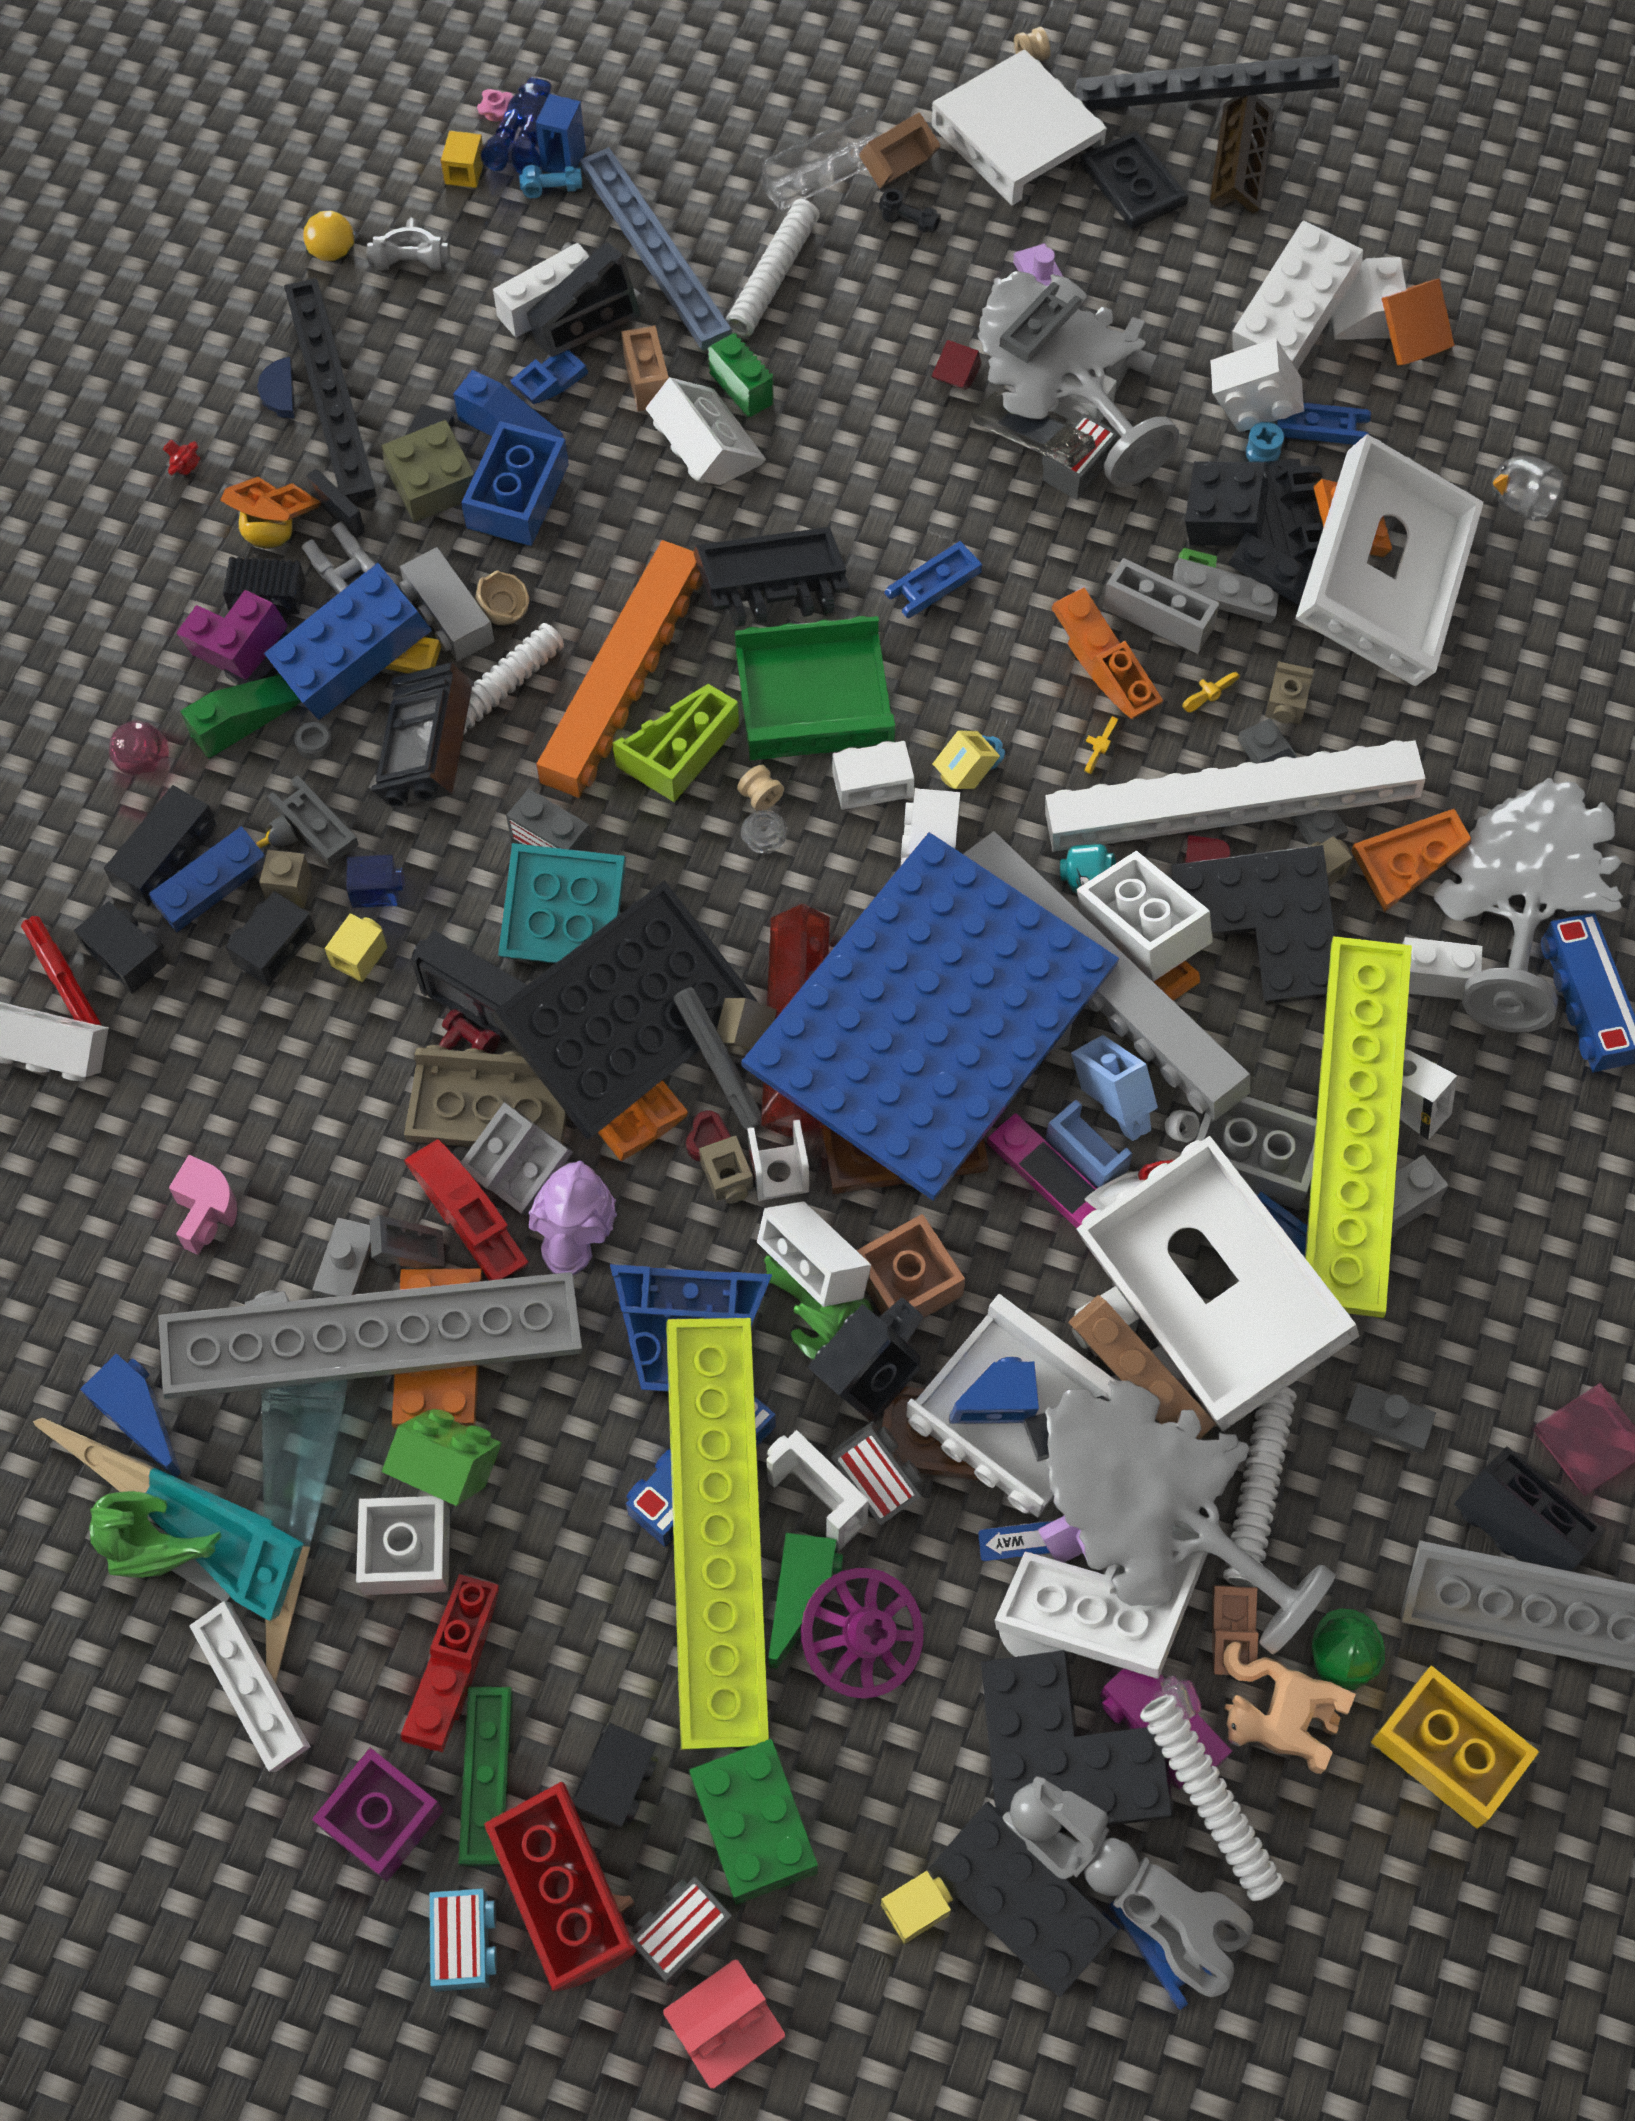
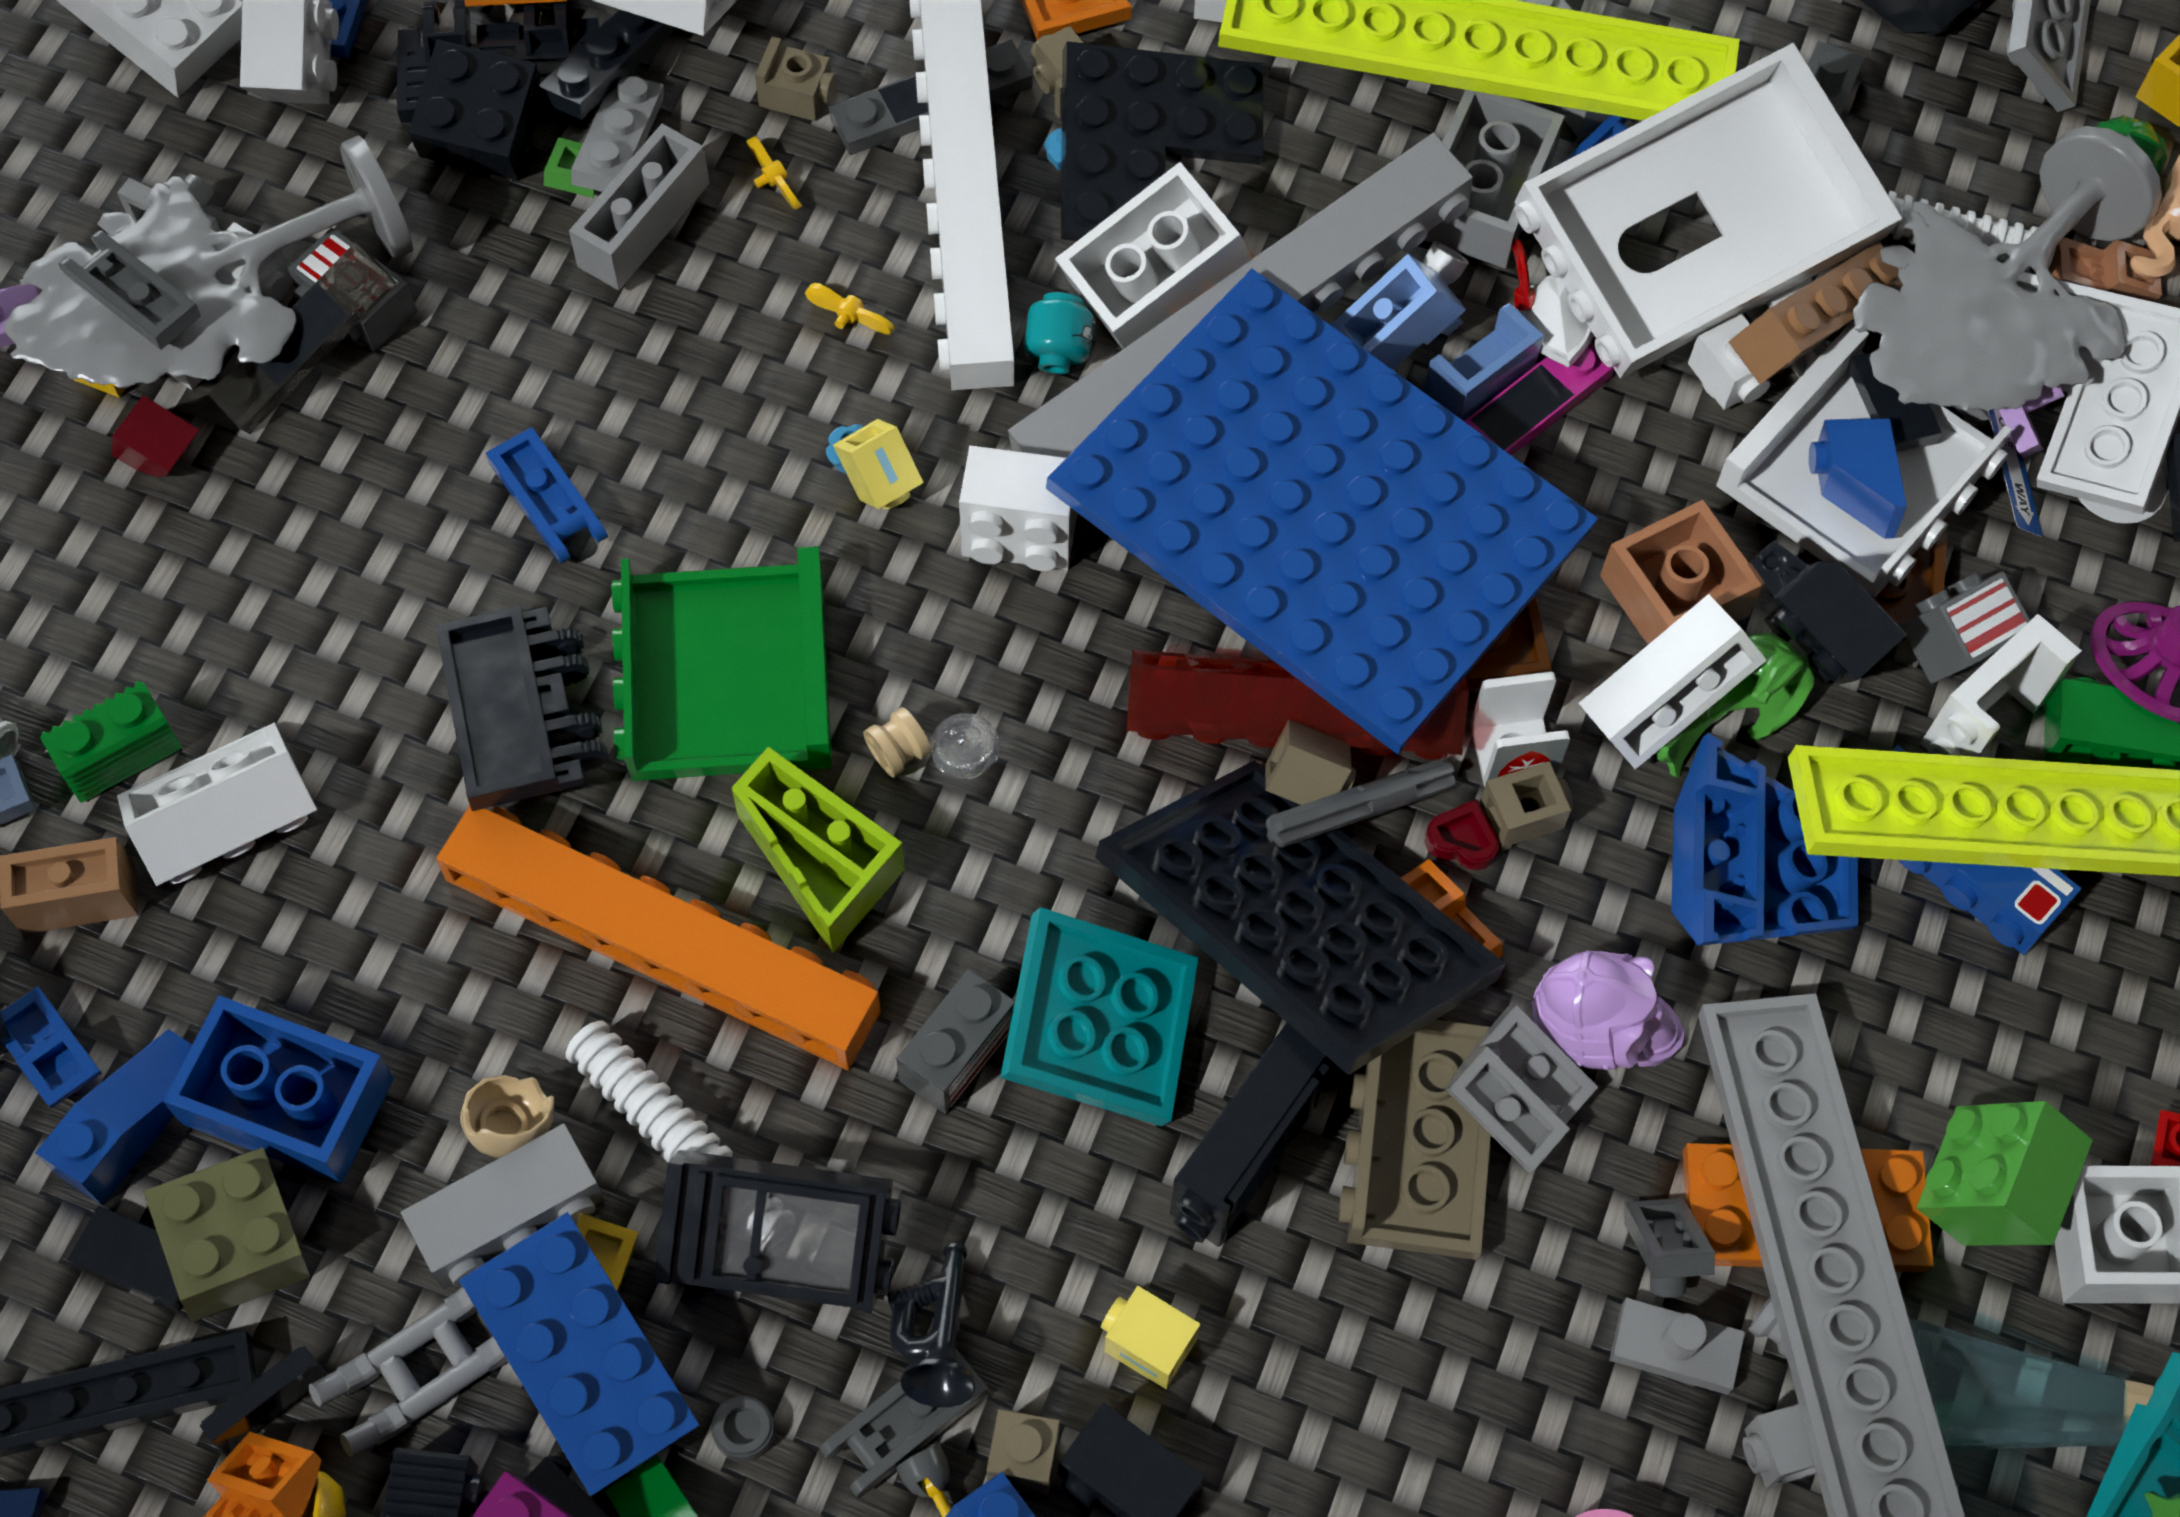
camera: 90 degrees left, 0 degrees up
(331, 825) = (935, 1373): none -> black piece
(373, 881) = (1030, 1312): clear blue brick -> none
(460, 1028) = (1291, 1182): dark red piece -> none
(467, 1210) = (1599, 1159): red slope -> none
(873, 774) = (885, 591): white brick -> none
(1104, 657) = (721, 285): orange slope -> none
(1205, 849) = (1035, 204): dark red tile -> none
(1257, 447) = (376, 76): dark azure wheel -> none

